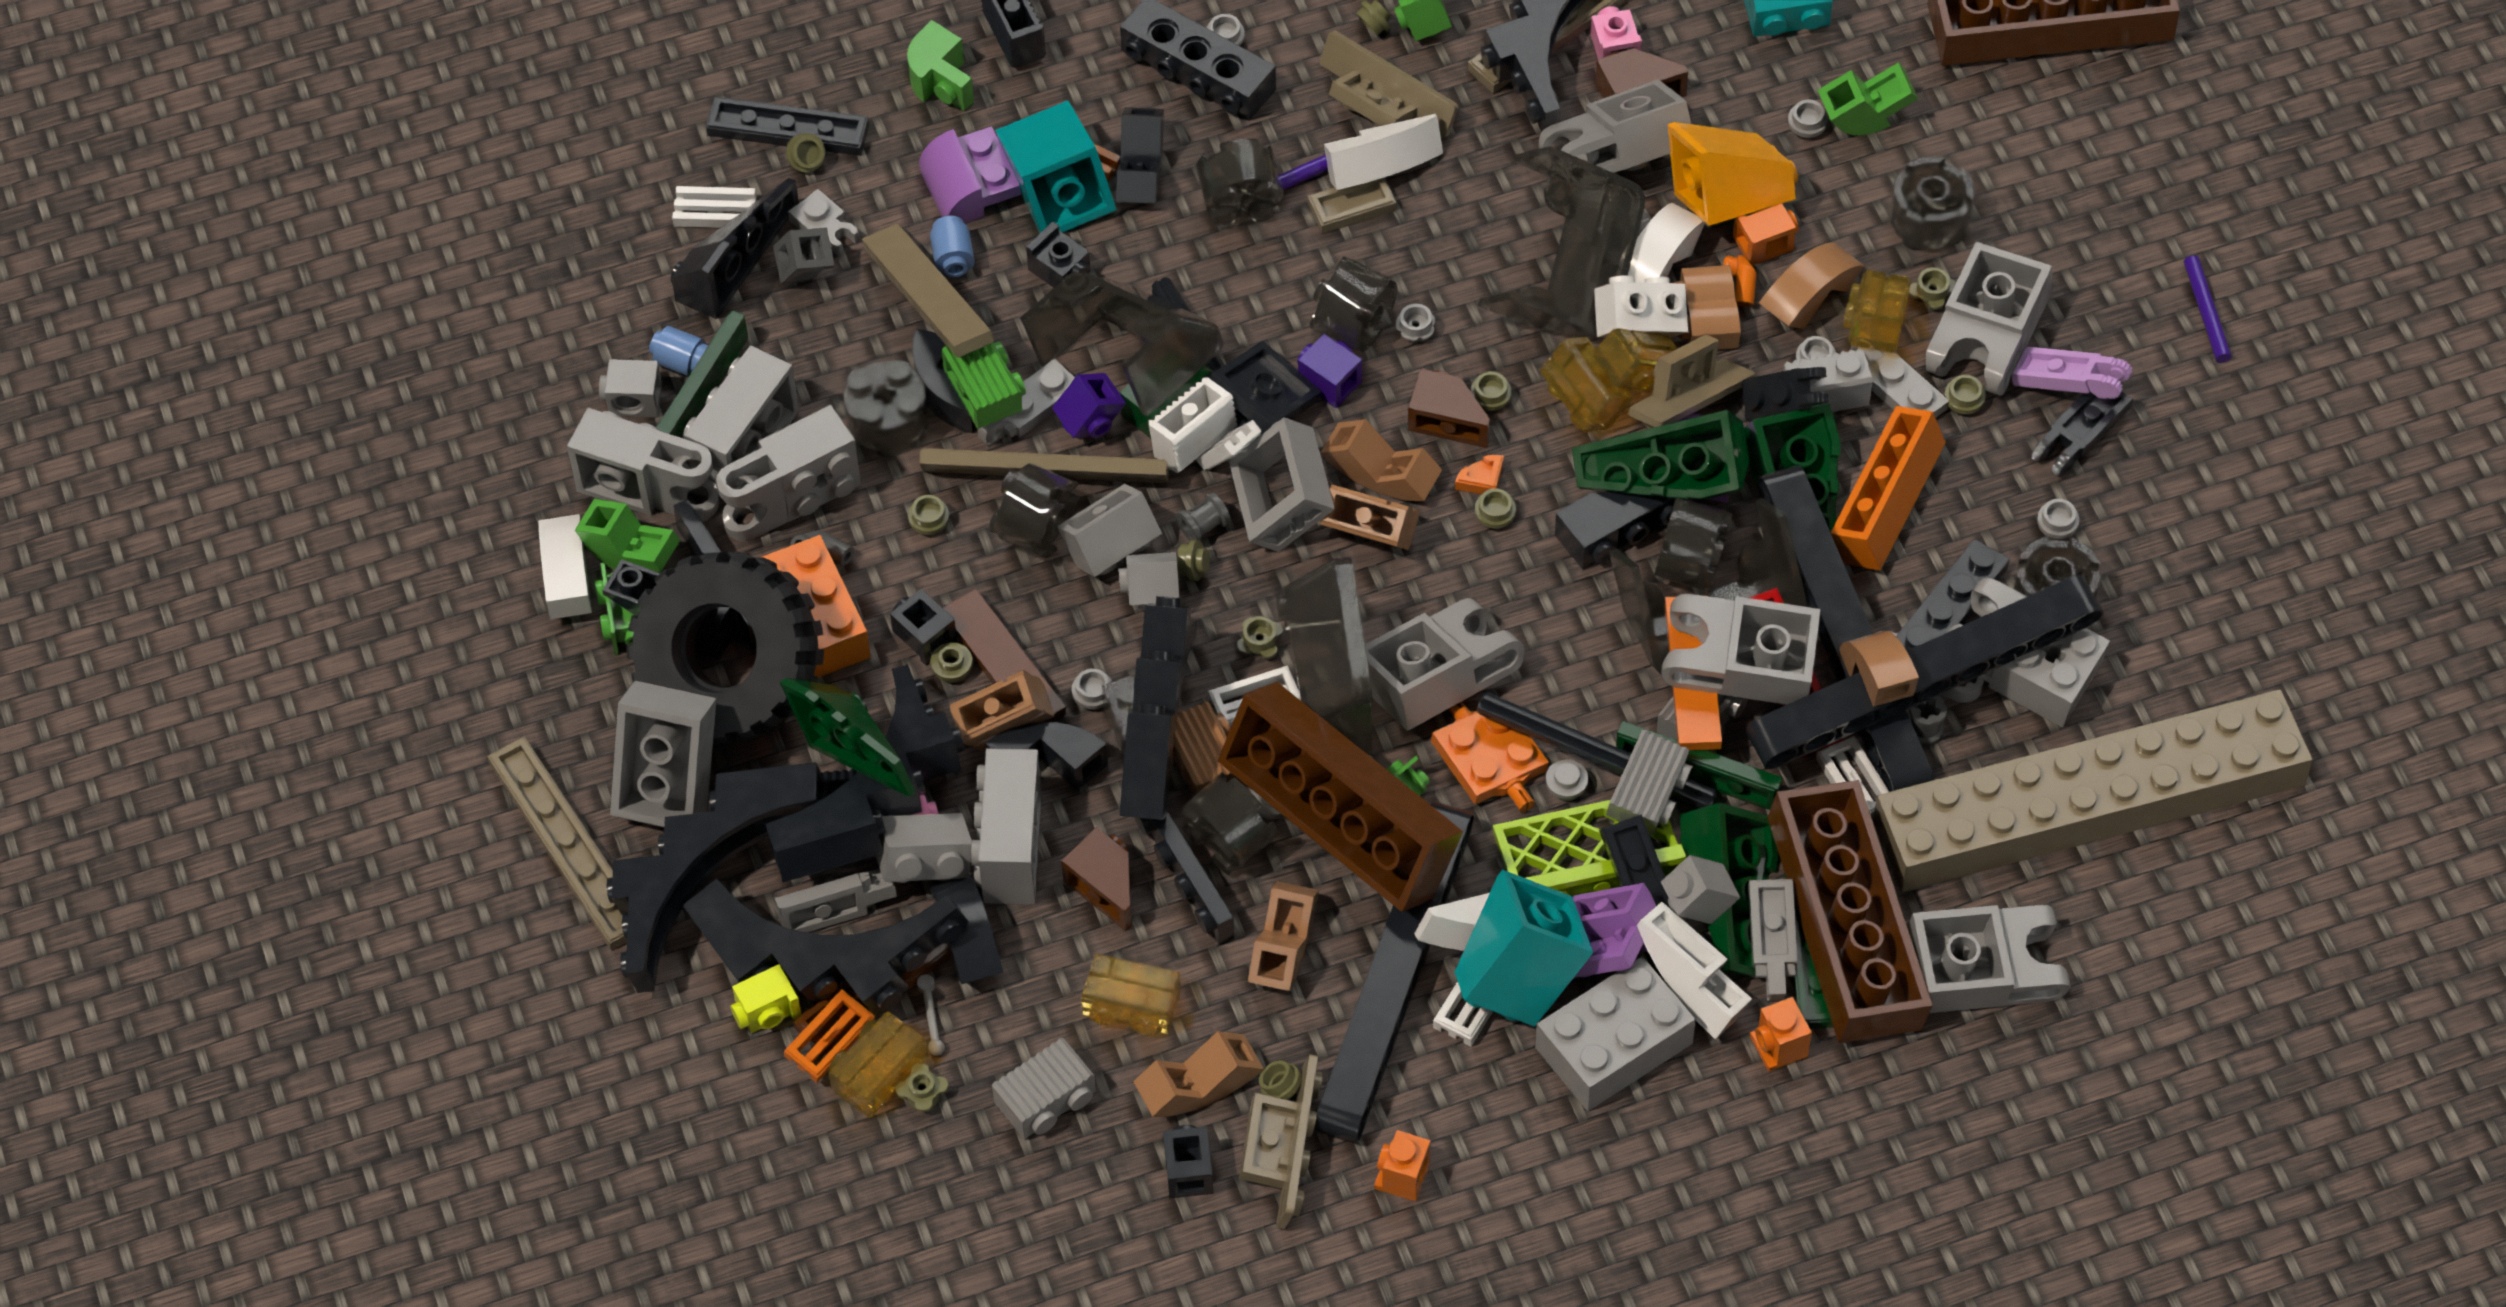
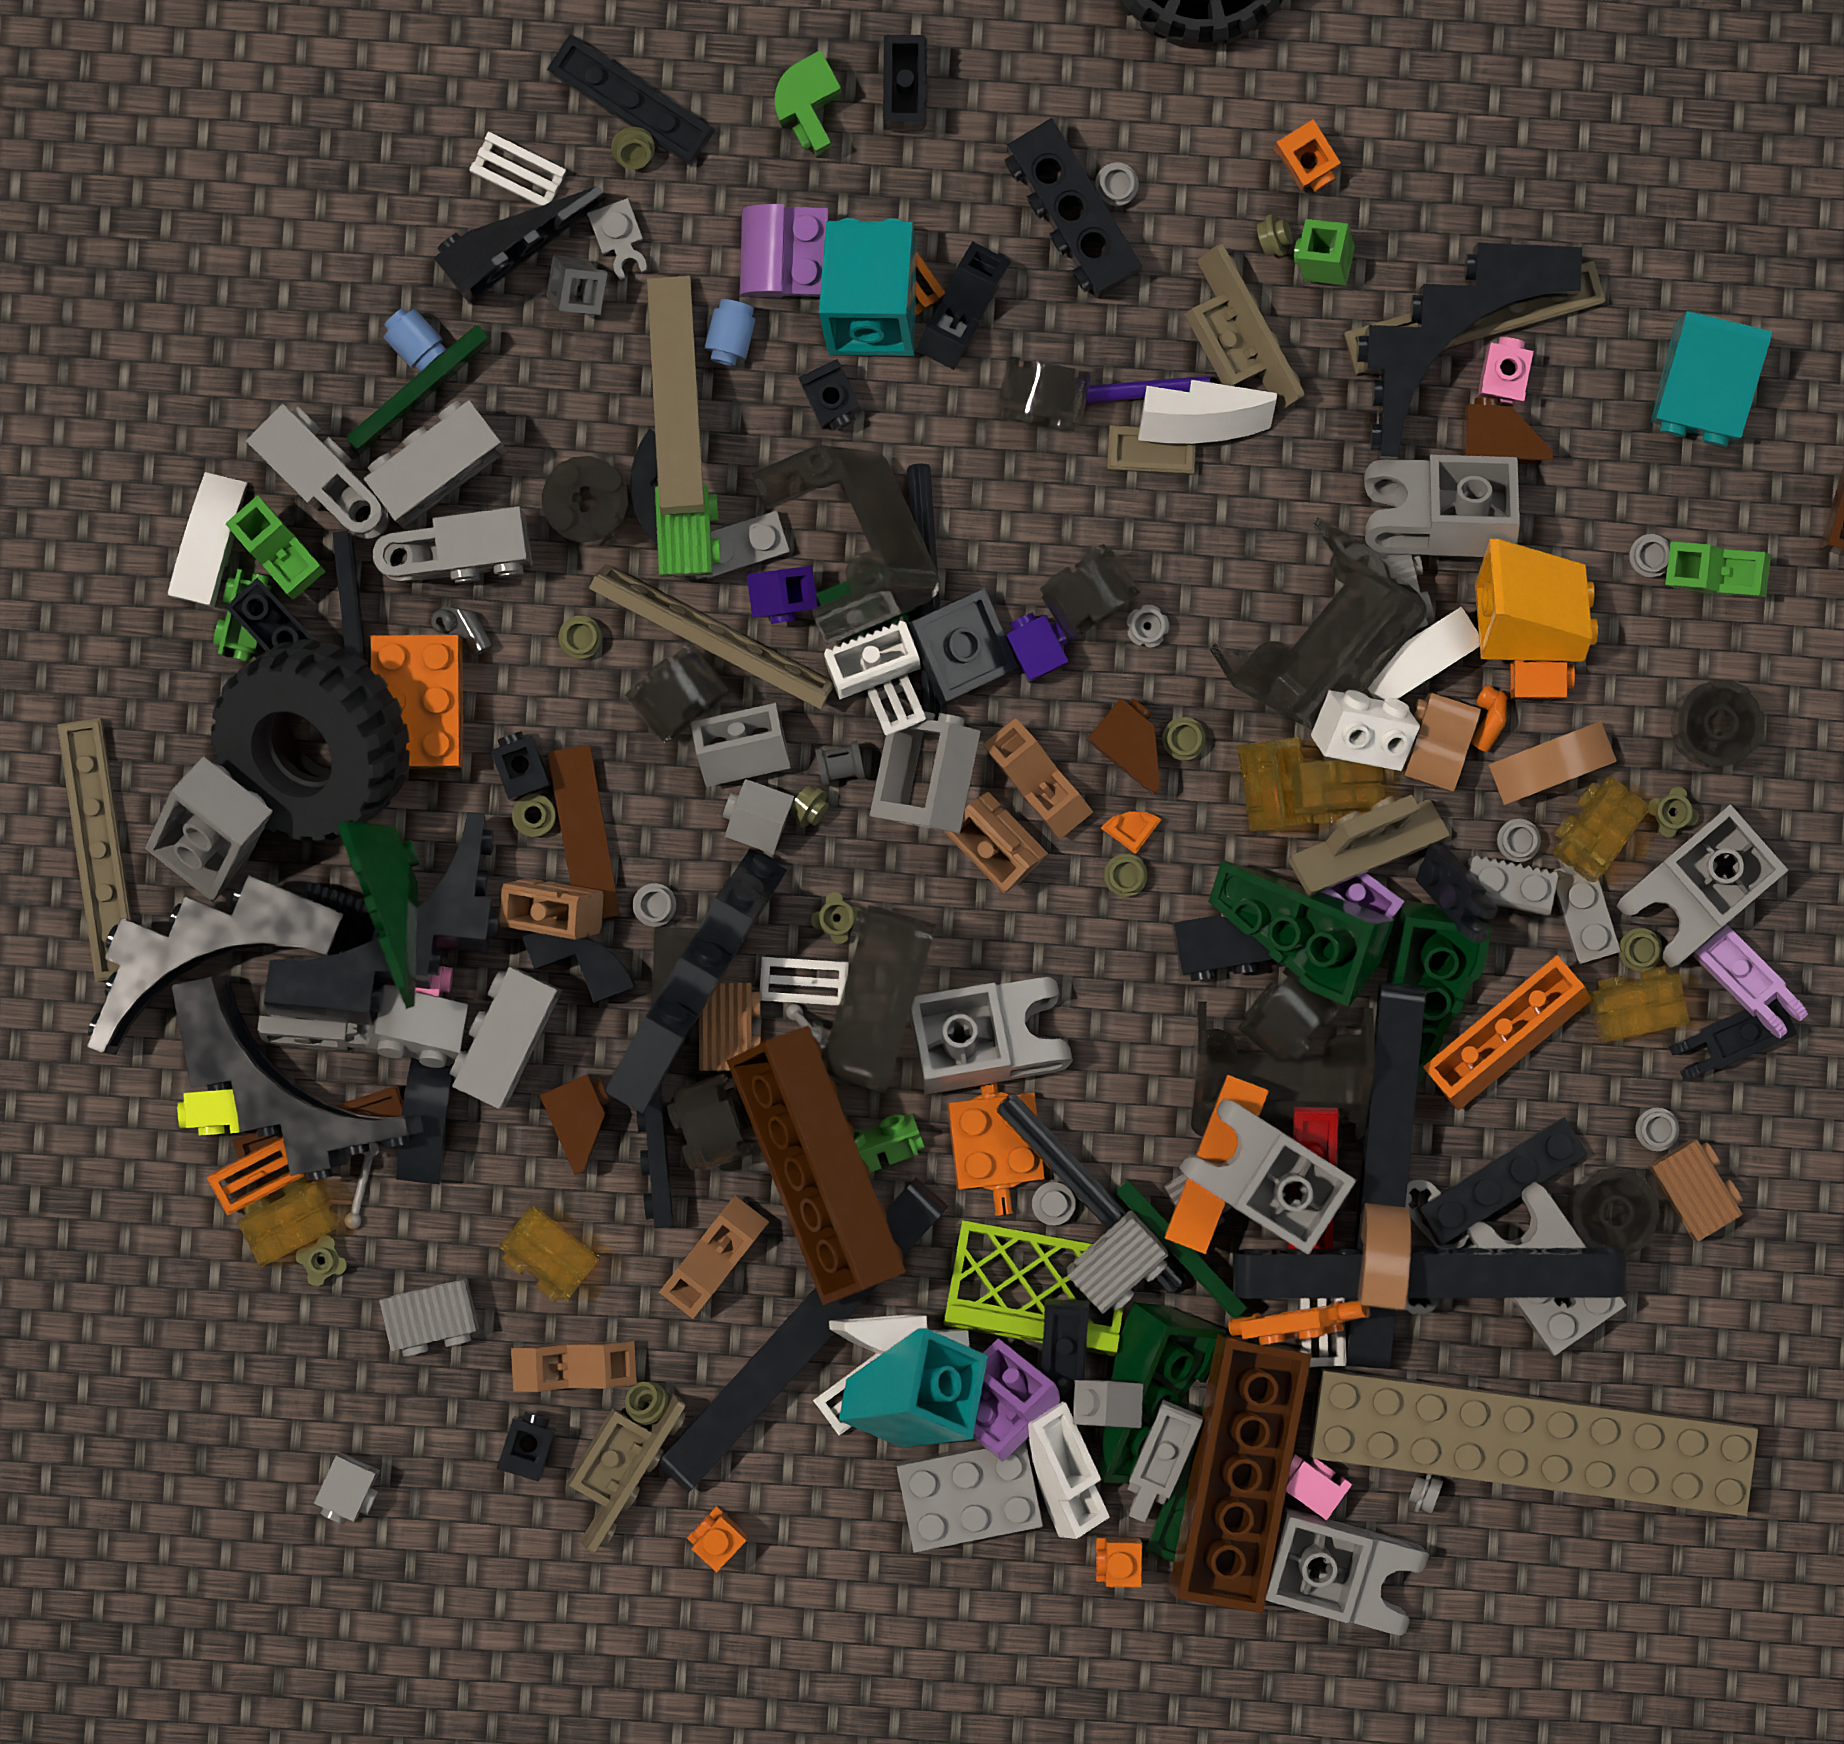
camera: 20 degrees right, 30 degrees up
(632, 388) = (349, 362): light grey brick -> none
(1035, 1264) = (347, 1489): none -> light grey brick
(1838, 751) = (1298, 1323): none -> orange plate
(1922, 895) = (1314, 1485): none -> bright pink brick
(1988, 431) = (1639, 1005): none -> clear yellow brick
(2023, 873) = (1425, 1493): none -> light grey plate
(2123, 547) = (1696, 1188): none -> medium nougat brick

